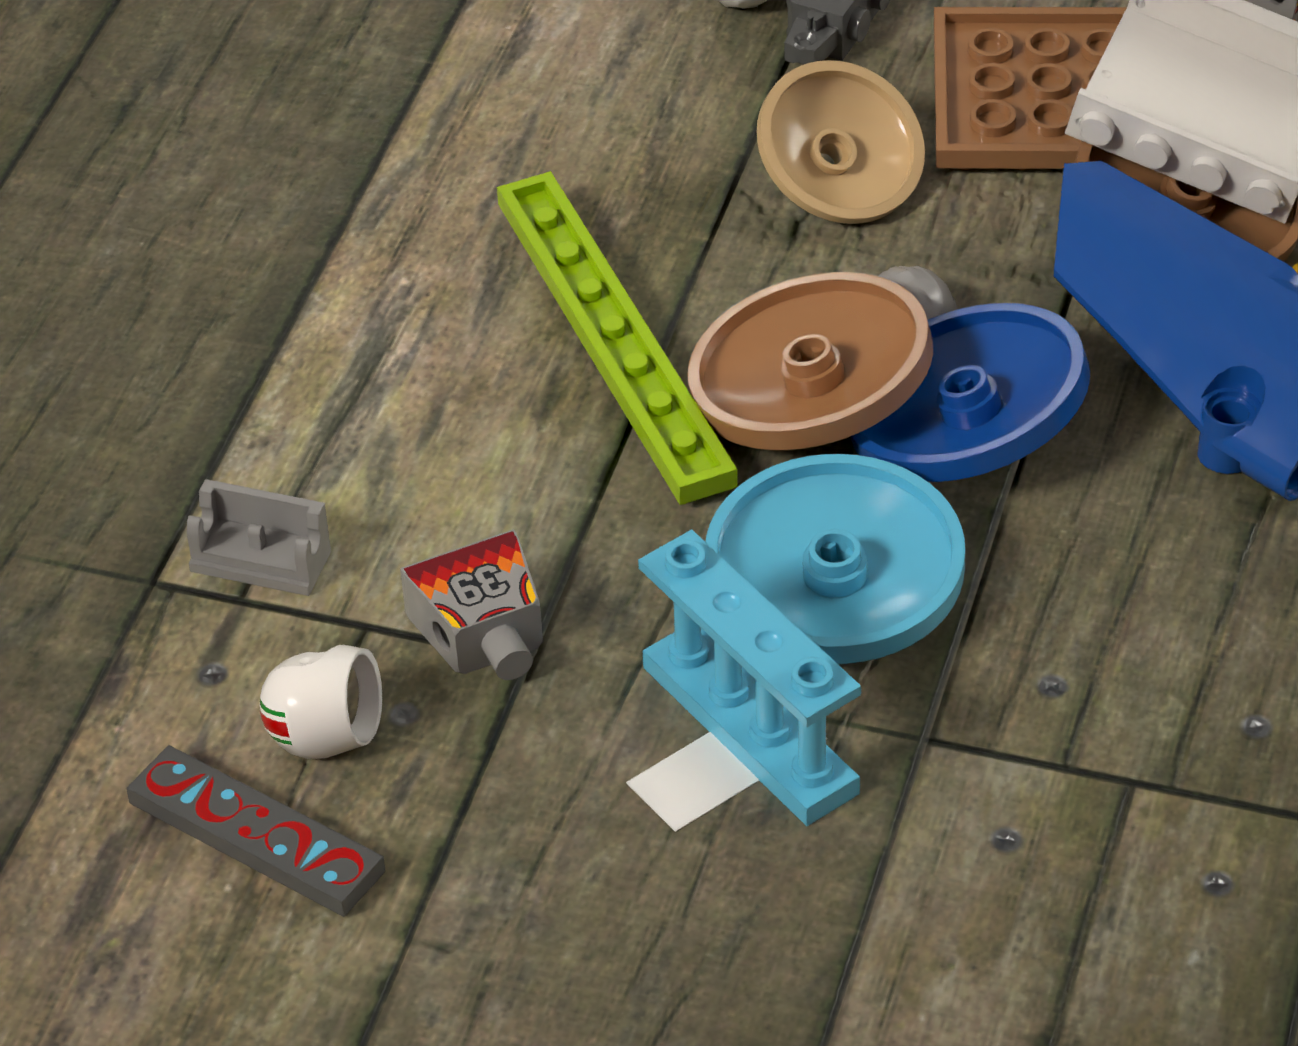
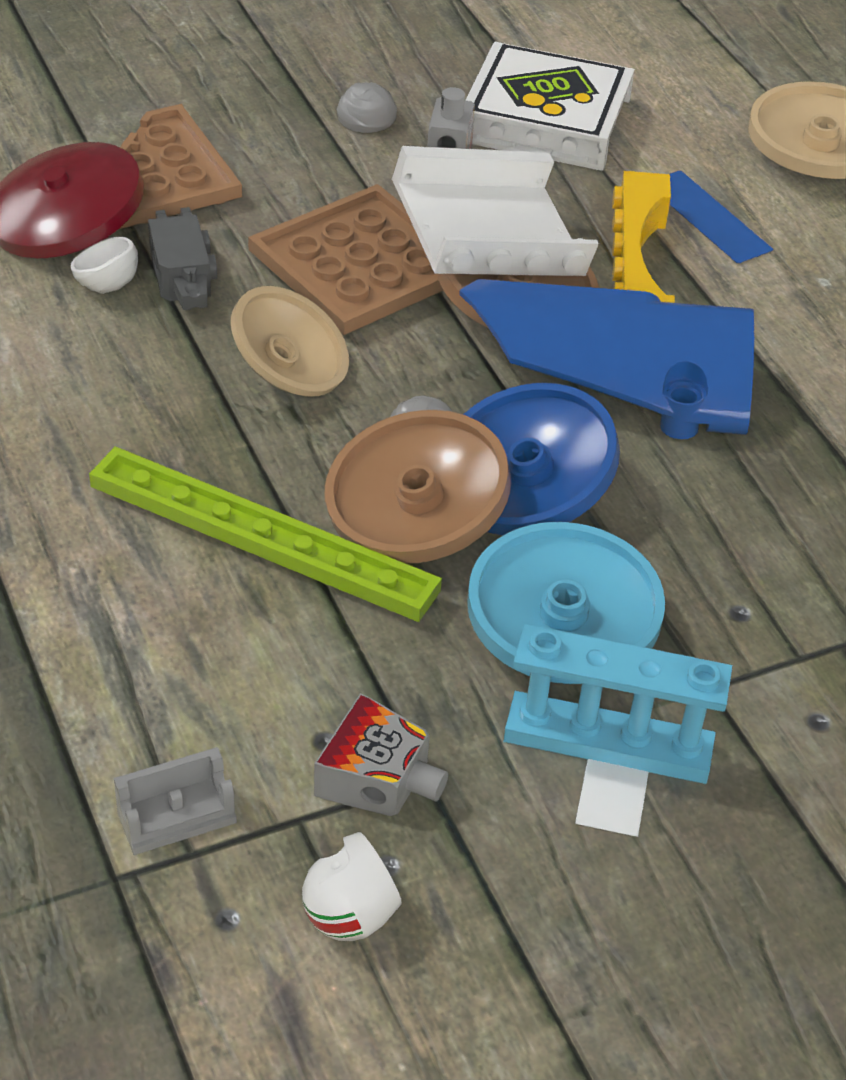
camera: 45 degrees left, 0 degrees up
(256, 830) = (384, 1012): dark grey tile -> none

